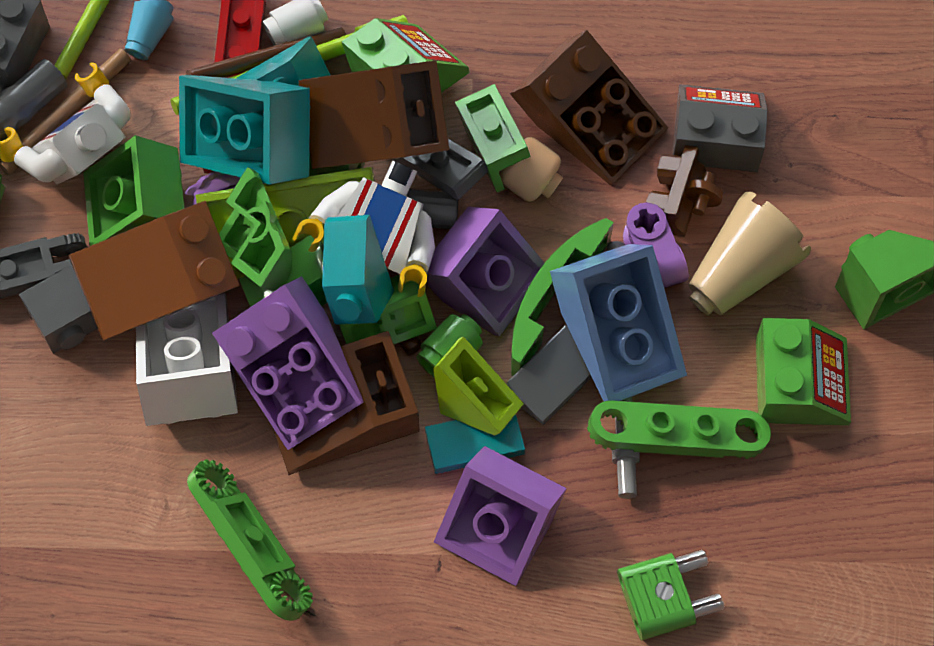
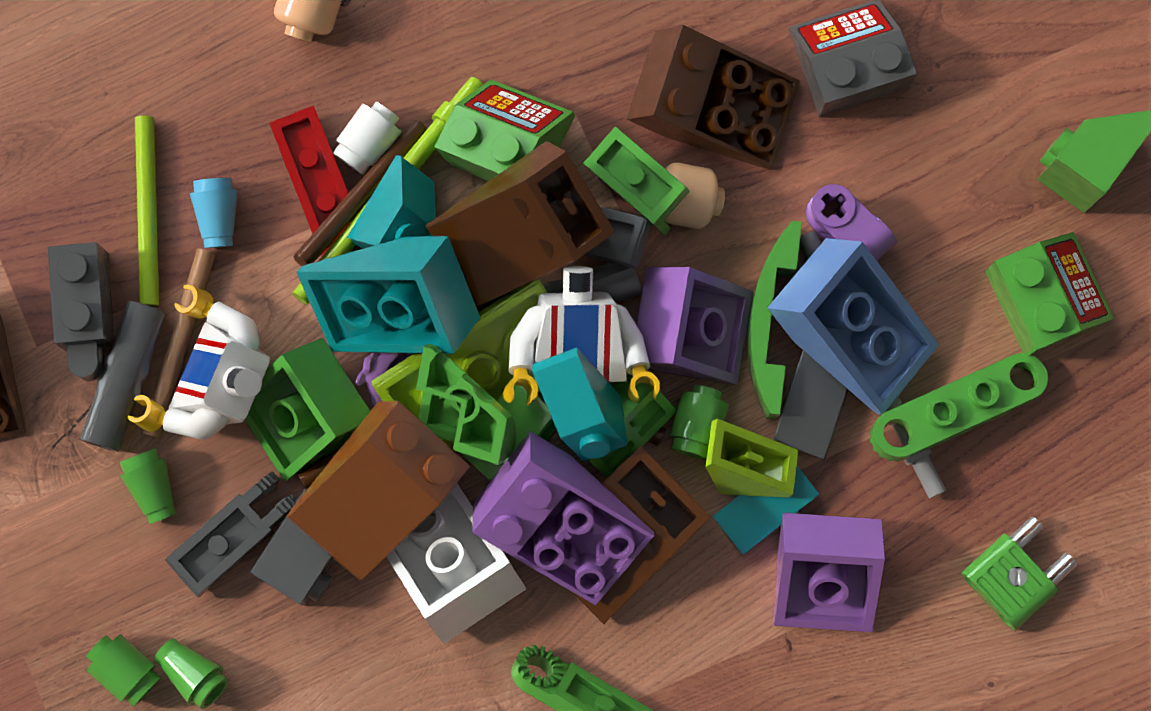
camera: 25 degrees left, 15 degrees up
(690, 191) = (844, 129): reddish brown hips -> none
(746, 256) = (945, 197): tan cone -> none

